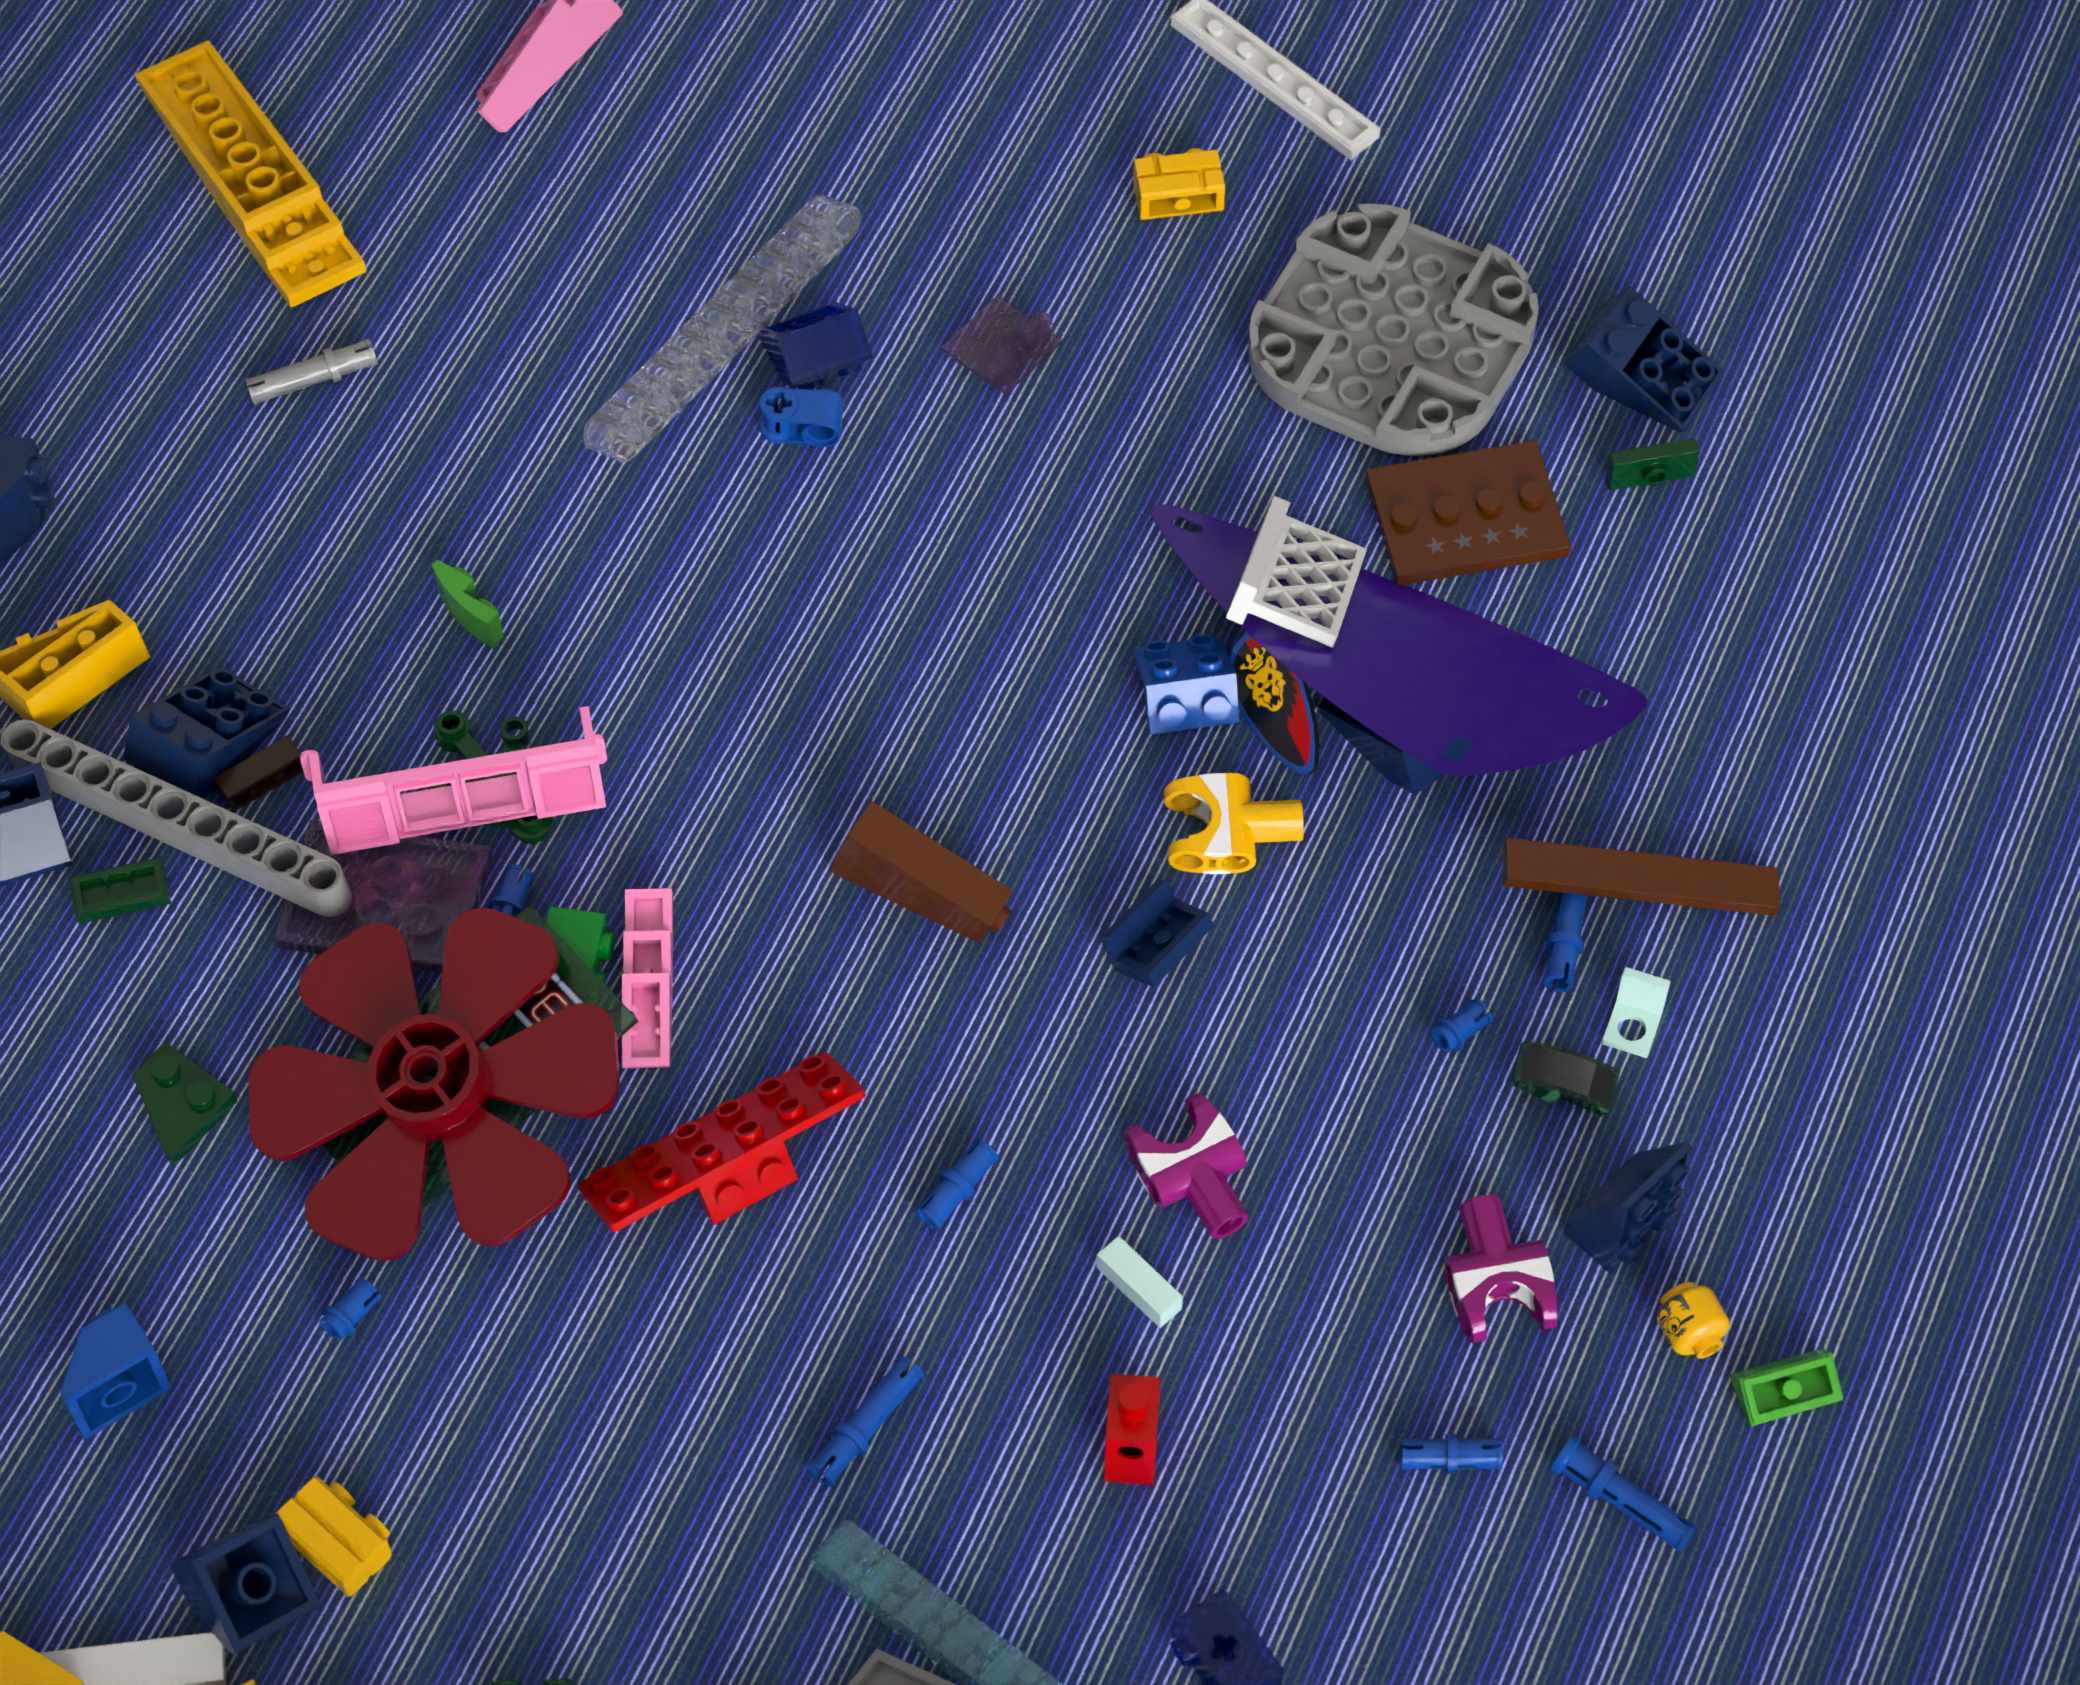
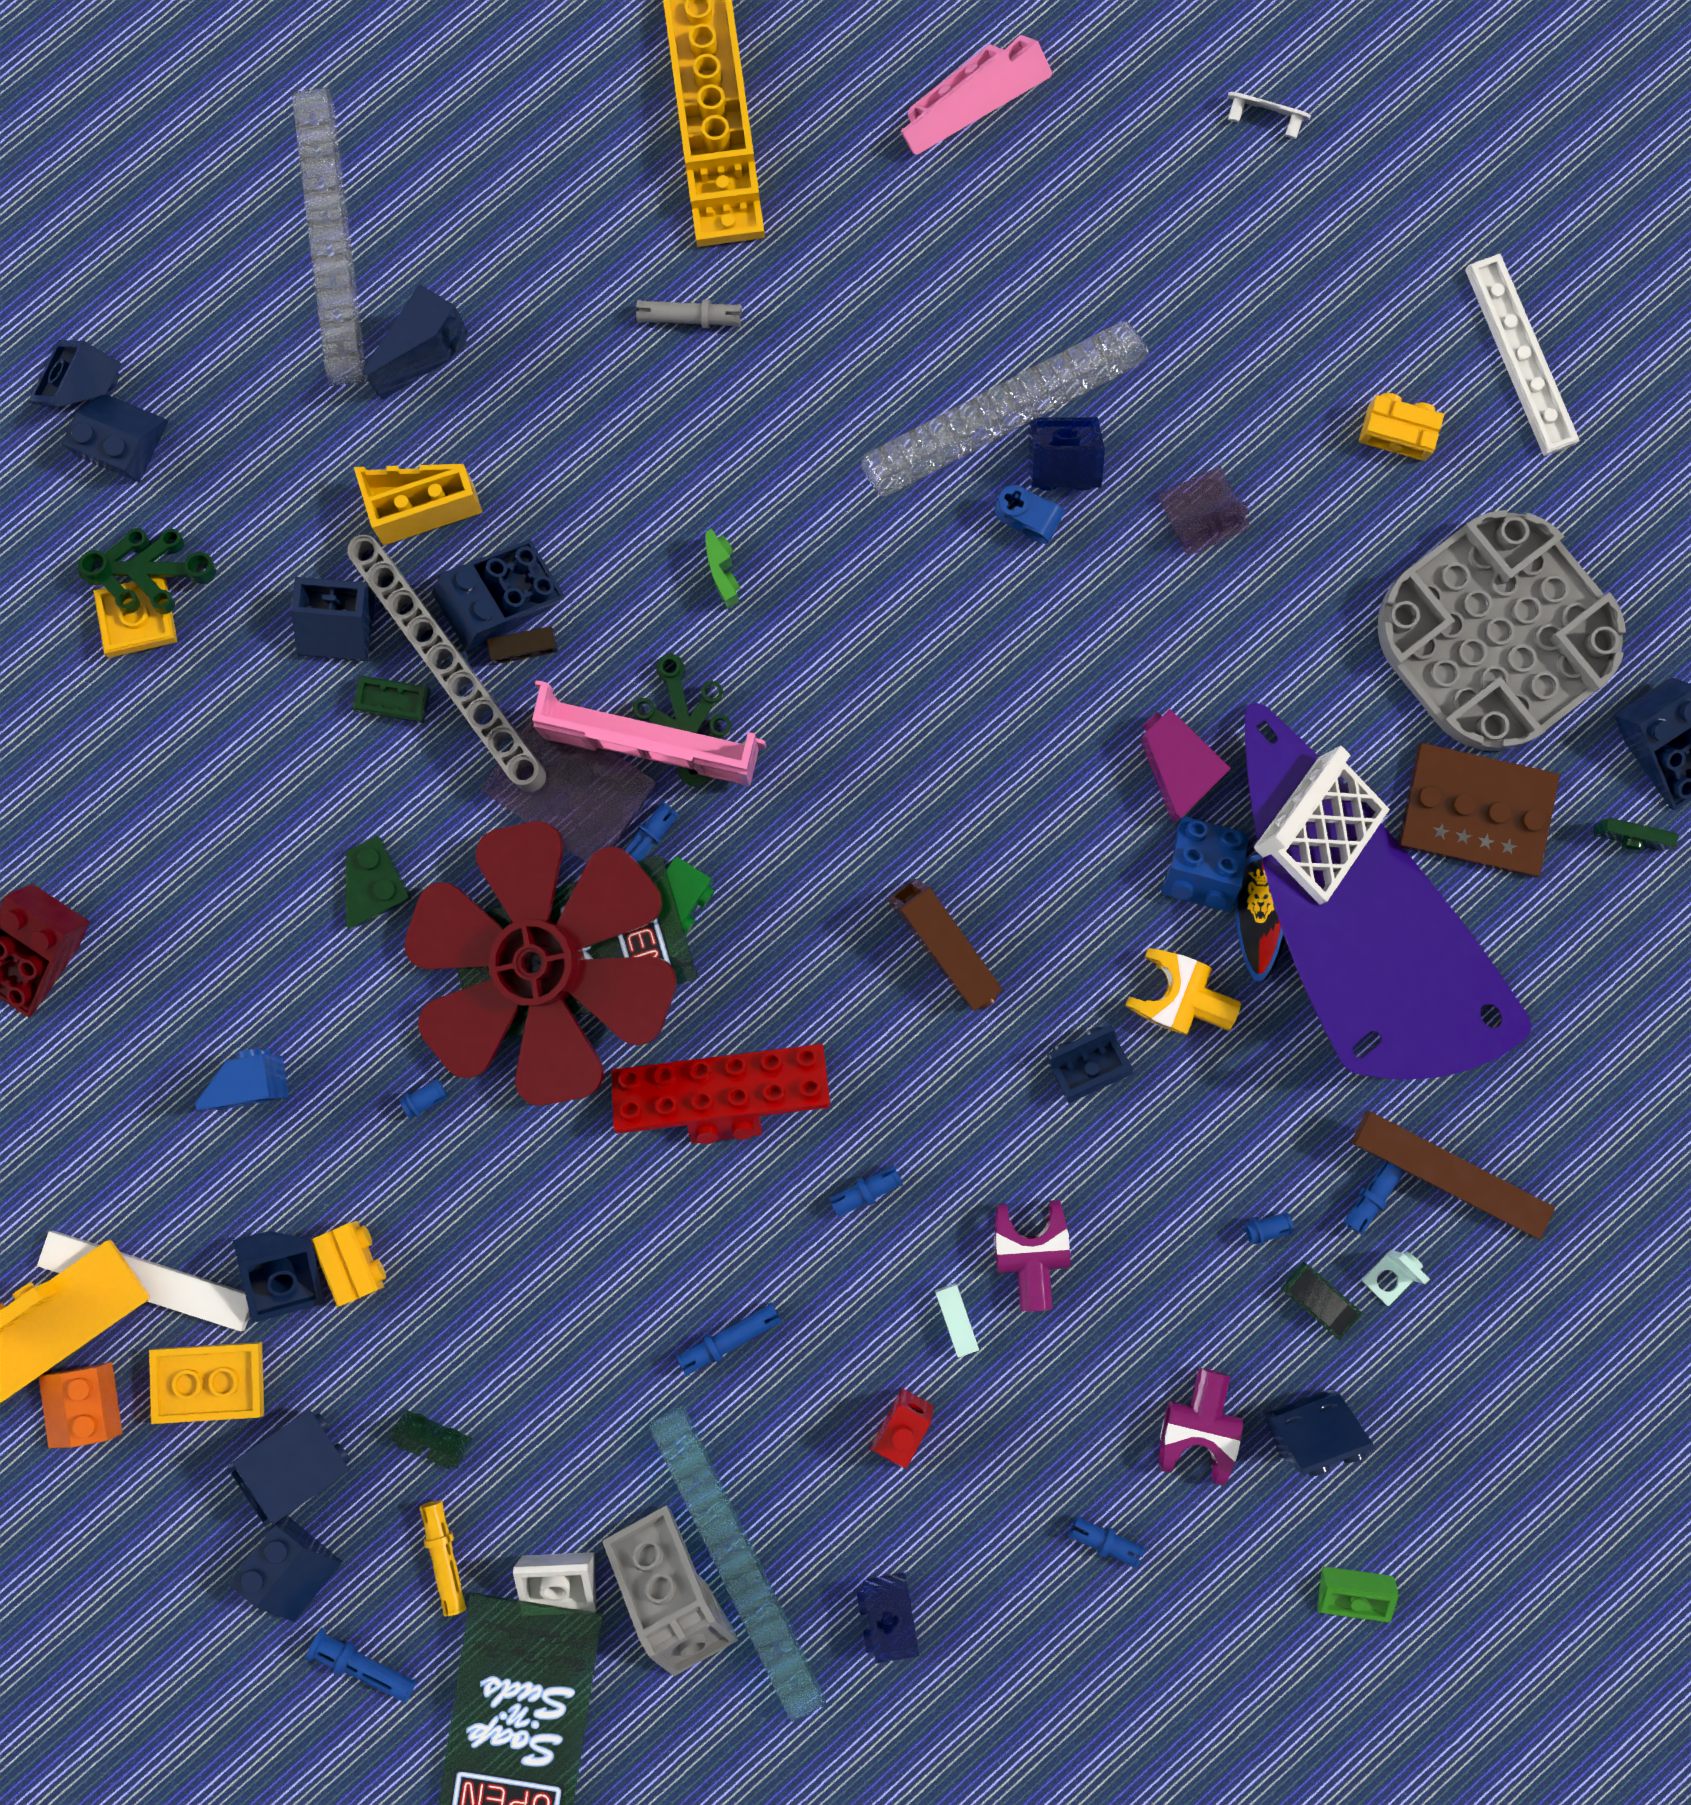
camera: 25 degrees right, 25 degrees up
(648, 977) = (724, 933): bright pink slope -> none
(1103, 591) = (1180, 762): none -> magenta slope
(1605, 1482) = (1198, 1612): blue pin -> none
(1693, 1320) = (1316, 1526): yellow head -> none

